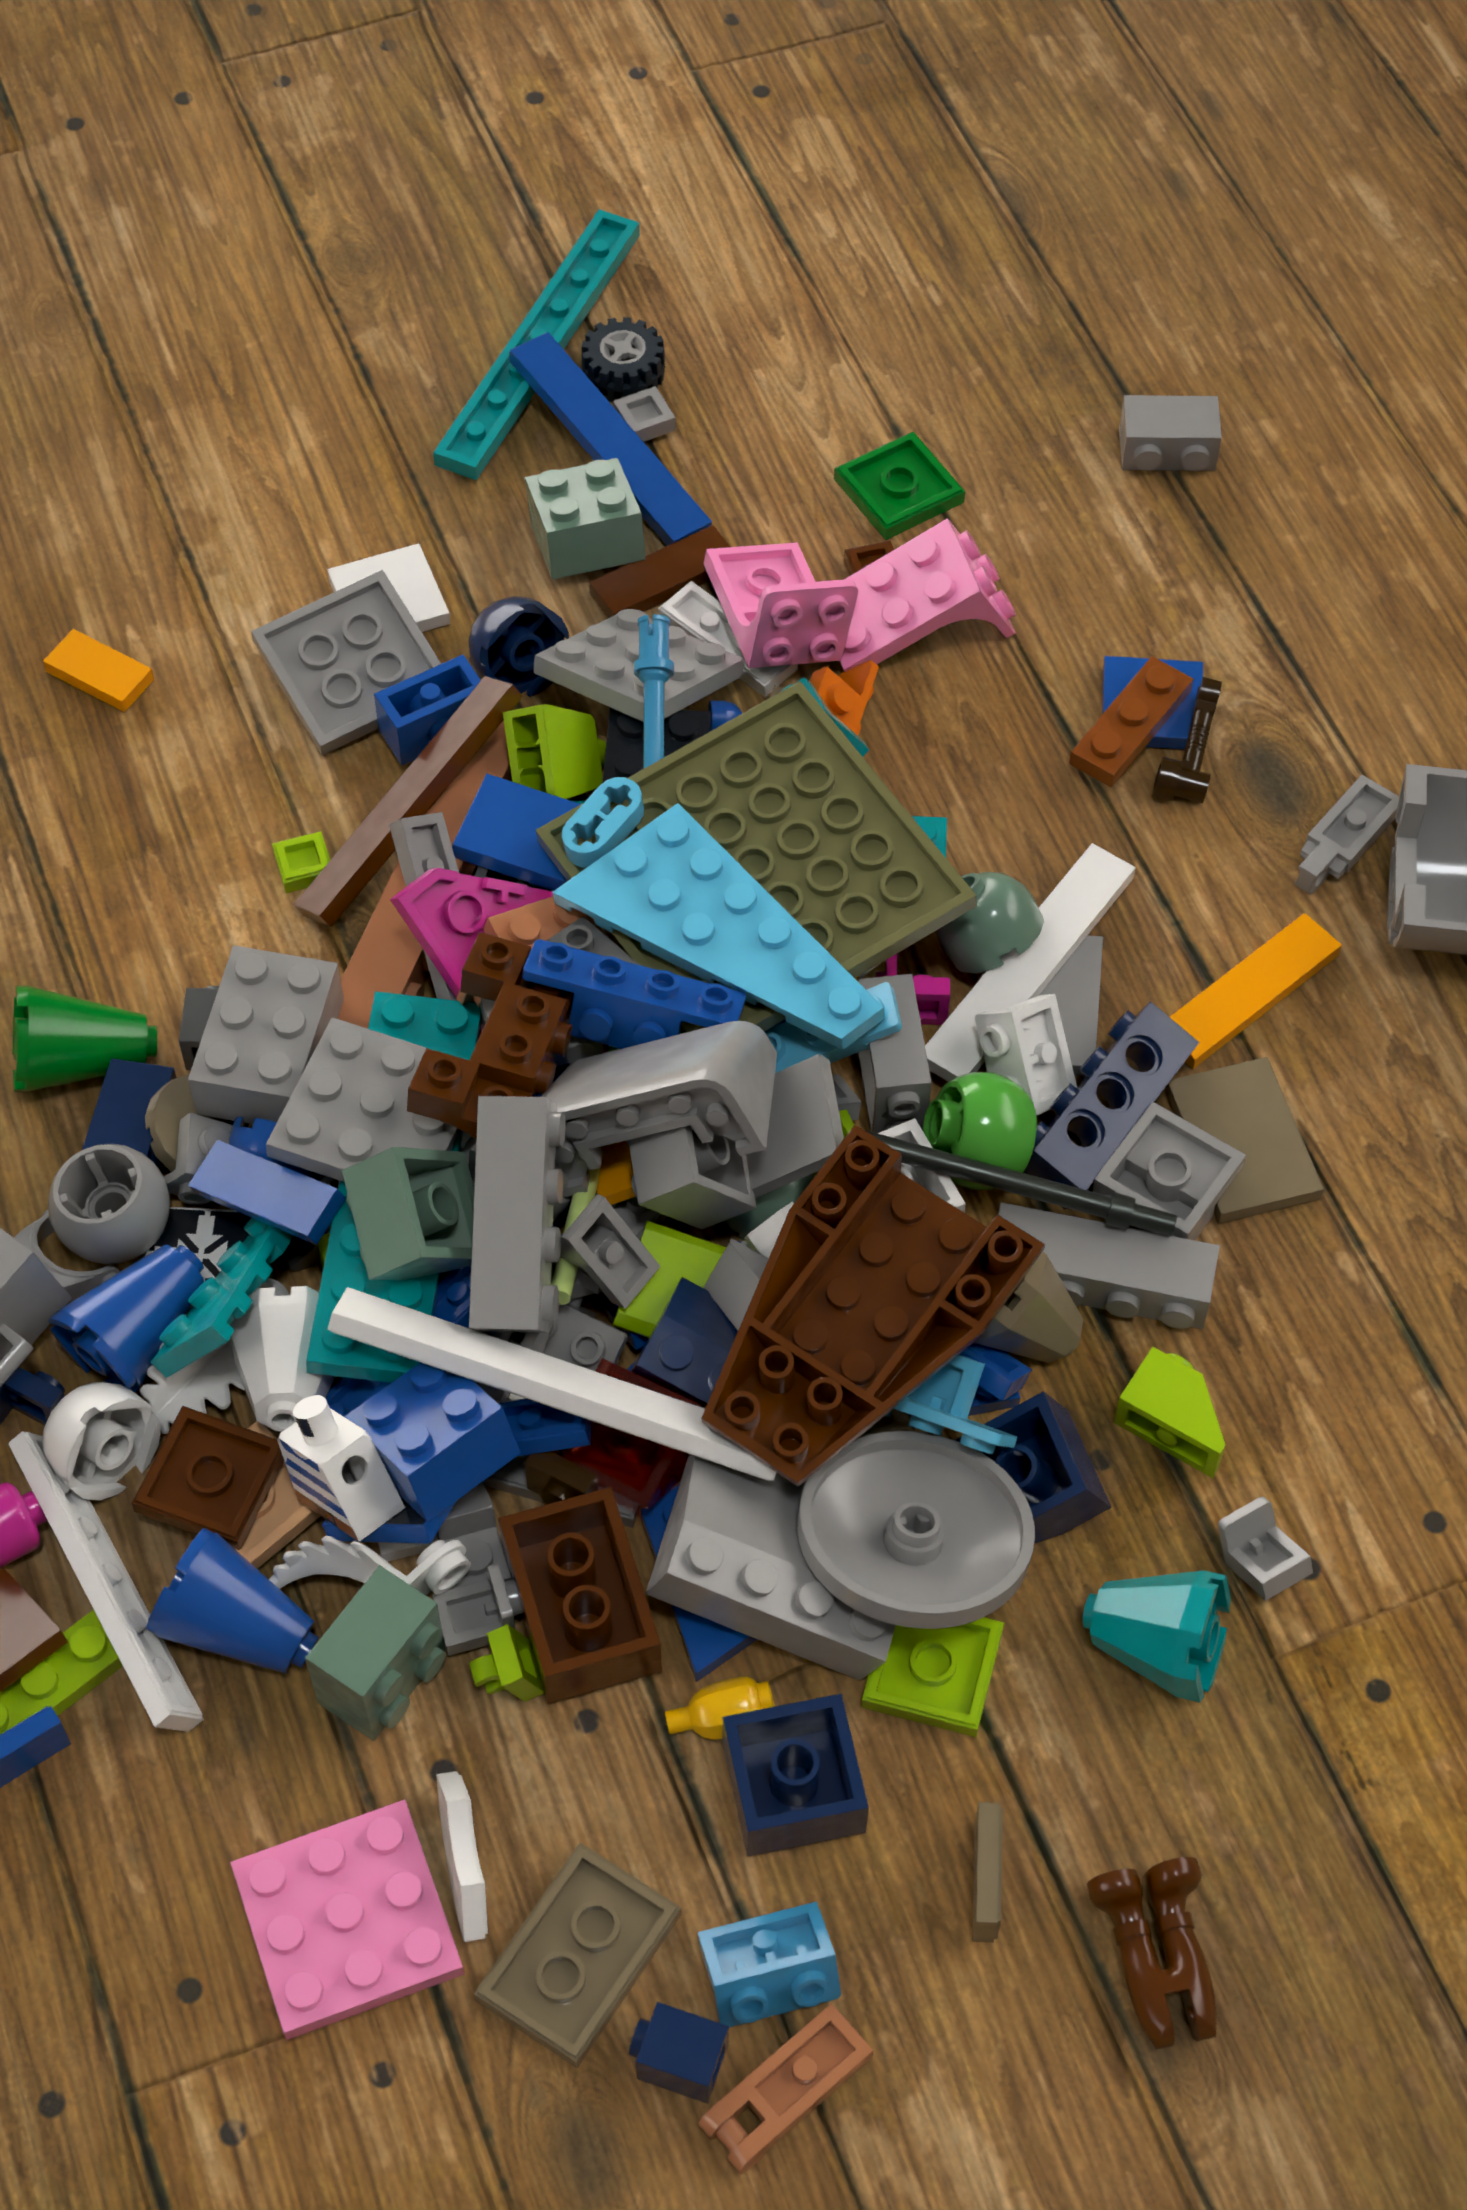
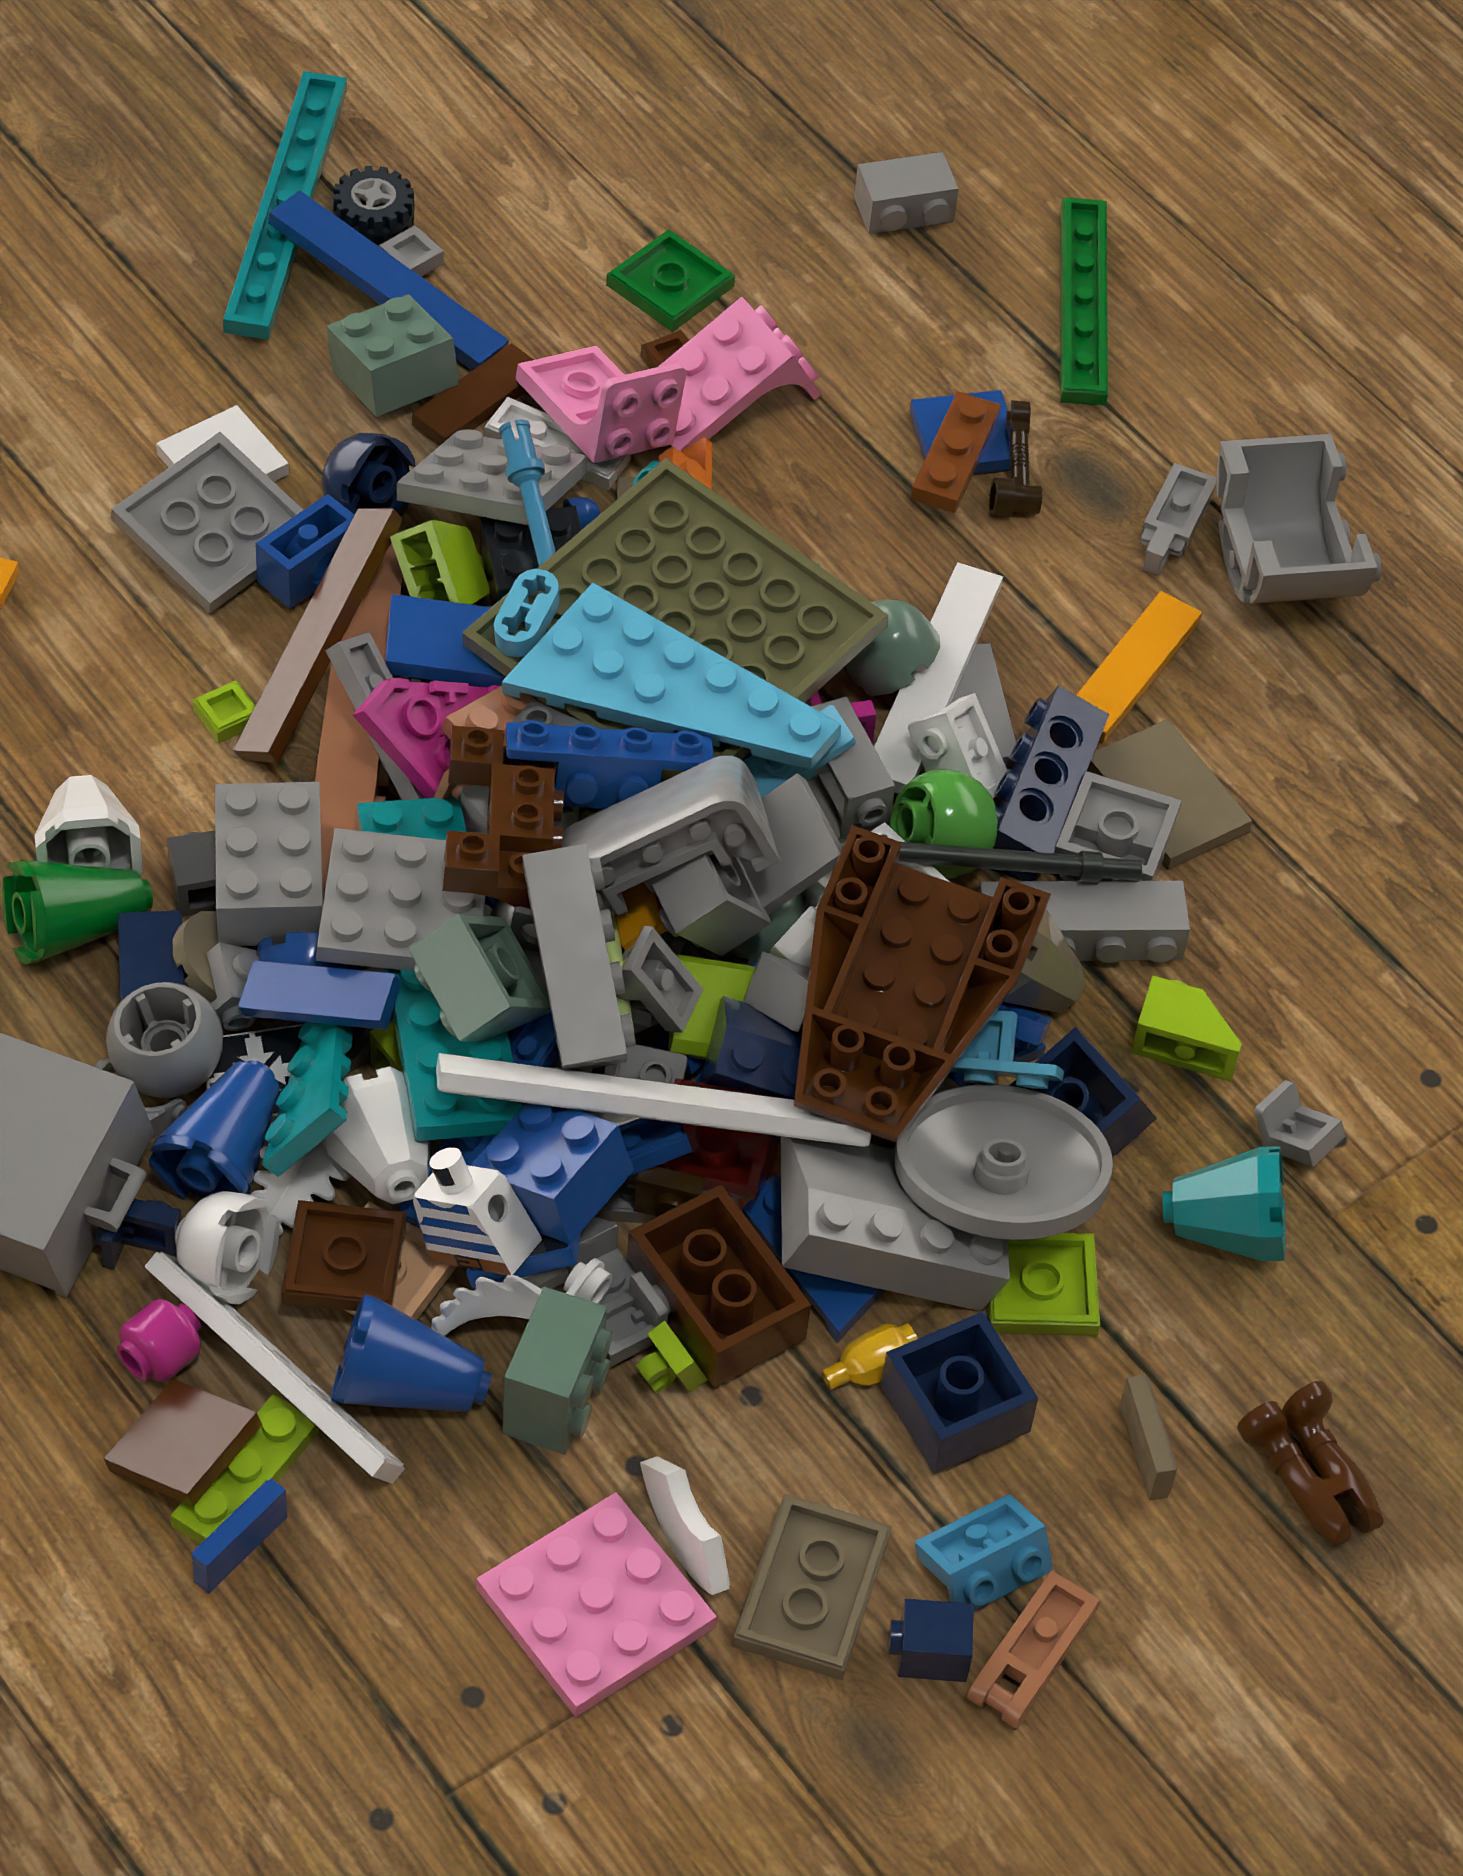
camera: 20 degrees left, 5 degrees down
(112, 963) = (88, 828): none -> white cone
(1323, 581) = (1083, 302): none -> green tile

